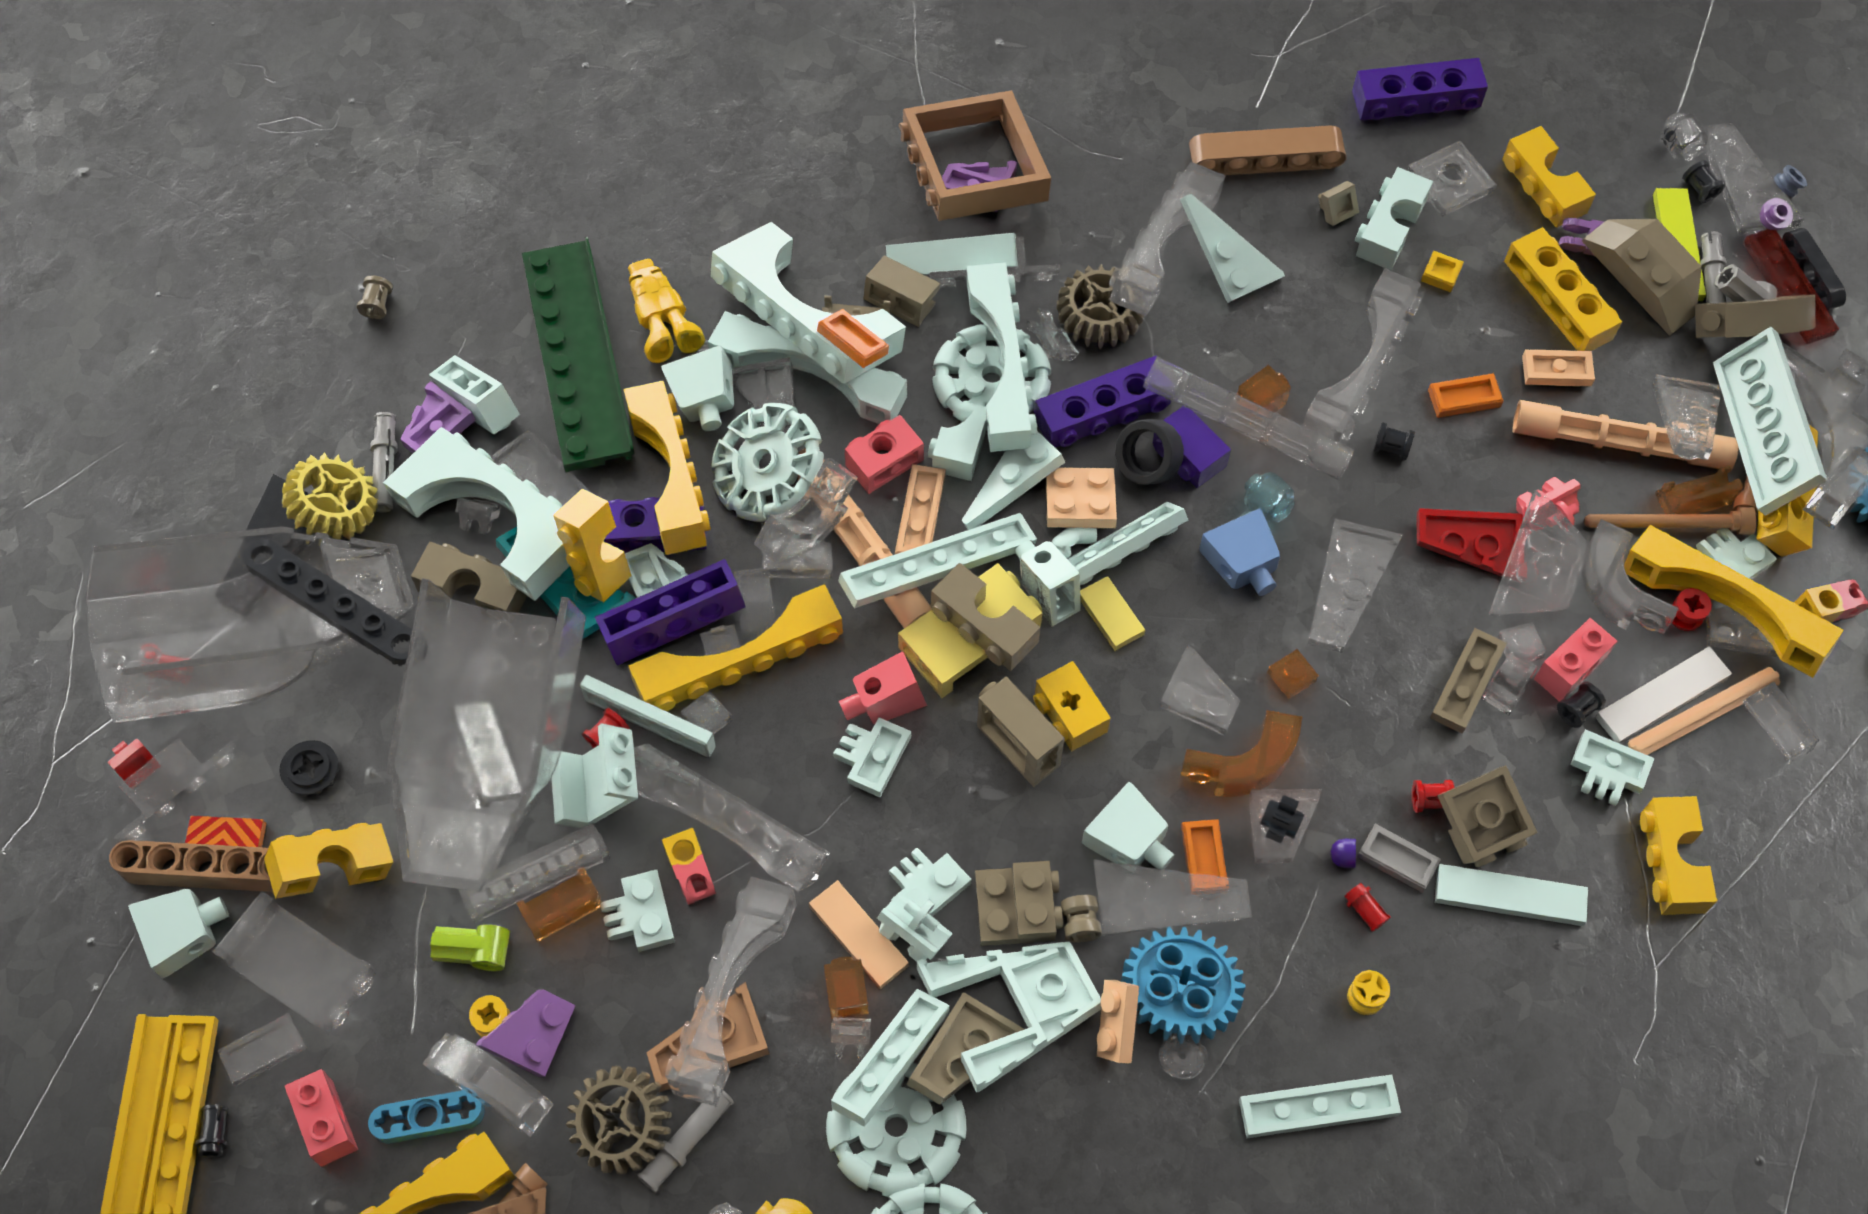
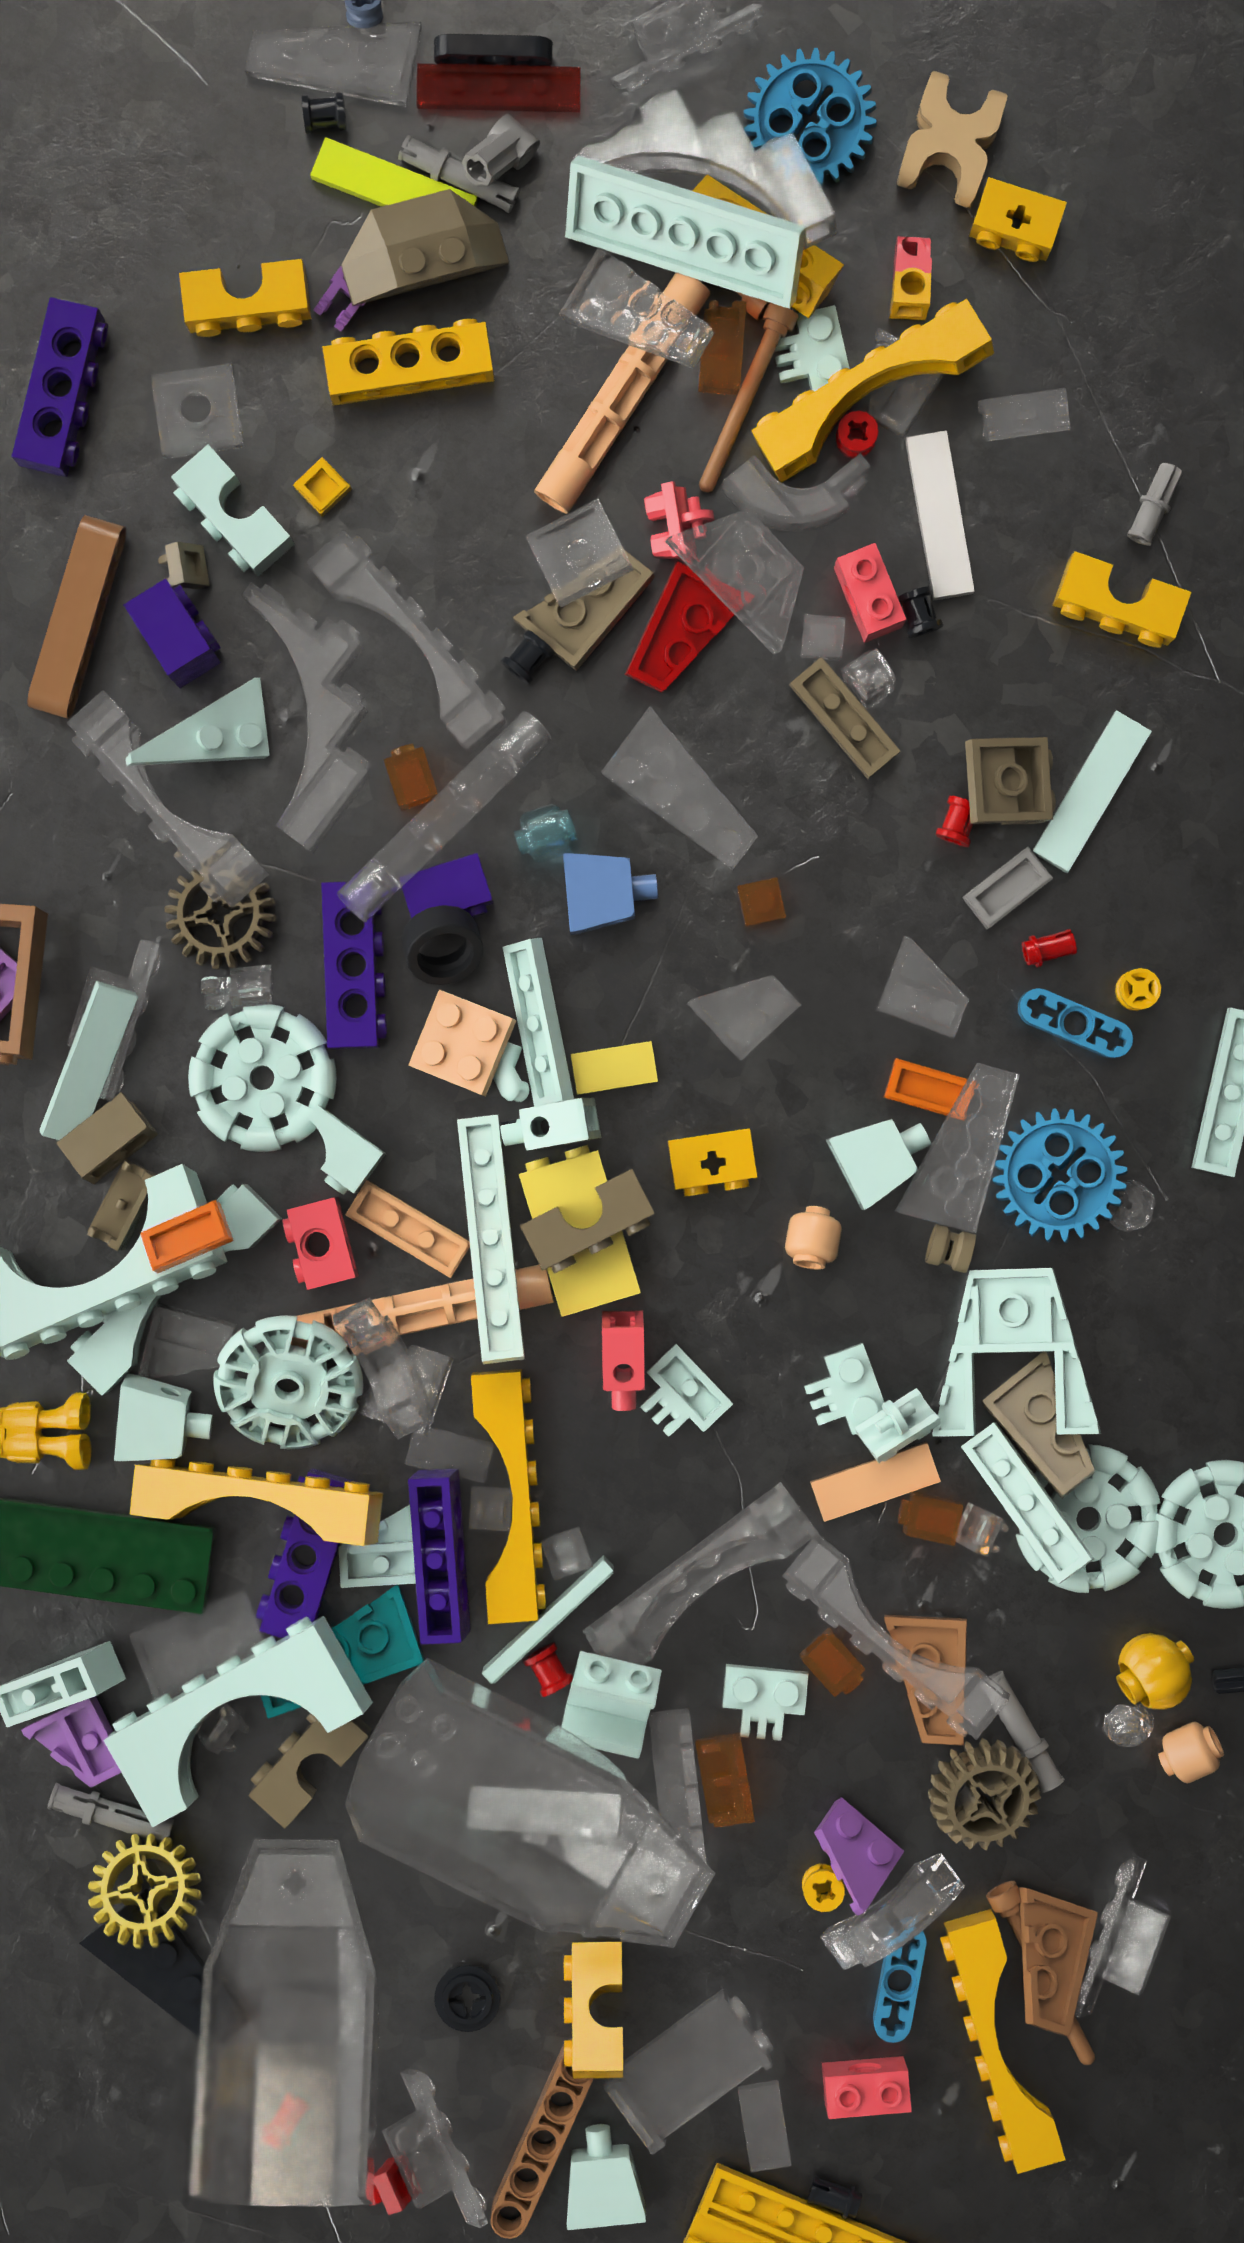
camera: 70 degrees left, 25 degrees up
(226, 831) = (512, 2106): tile -> none
(328, 600) = (316, 1939): black plate -> none
(480, 947) = (743, 1875): lime piece -> none
(595, 564) = (344, 1625): yellow arch -> none
(689, 865) = (737, 1632): leg -> none
(690, 952) = (833, 1663): none -> clear orange brick
(1007, 411) = (171, 1044): light aqua arch -> none
(1012, 477) = (400, 1095): light aqua wing -> none
(1018, 904) = (906, 1306): dark tan plate -> none
(1019, 730) = (726, 1232): dark tan window -> none
(1042, 805) = (813, 1238): none -> light nougat head
(1117, 1021) = (1076, 1260): light nougat plate -> none
(1240, 340) = (322, 657): none -> clear arch
(1252, 769) = (856, 983): clear orange arch -> none
(1282, 819) = (935, 999): black gear -> none
(1288, 204) = (168, 626): none -> dark purple brick
(1305, 980) = (1099, 1044): none -> dark azure beam
(1344, 853) = (983, 943): dark purple hinge -> none
(1447, 469) = (584, 623): none -> dark tan wing
(1465, 395) = (496, 543): orange tile -> none
(1490, 447) = (579, 553): none -> clear tile
(1558, 367) = (506, 420): light nougat plate -> none
(1610, 766) = (999, 618): light aqua hinge -> none
(1684, 136) = (251, 99): clear head -> none
(1702, 713) = (976, 483): light nougat axle -> none
(1750, 318) = (543, 174): dark tan arch -> none
(1768, 855) = (1155, 504): none -> light grey axle
(1769, 215) = (406, 66): medium lavender plate -> none

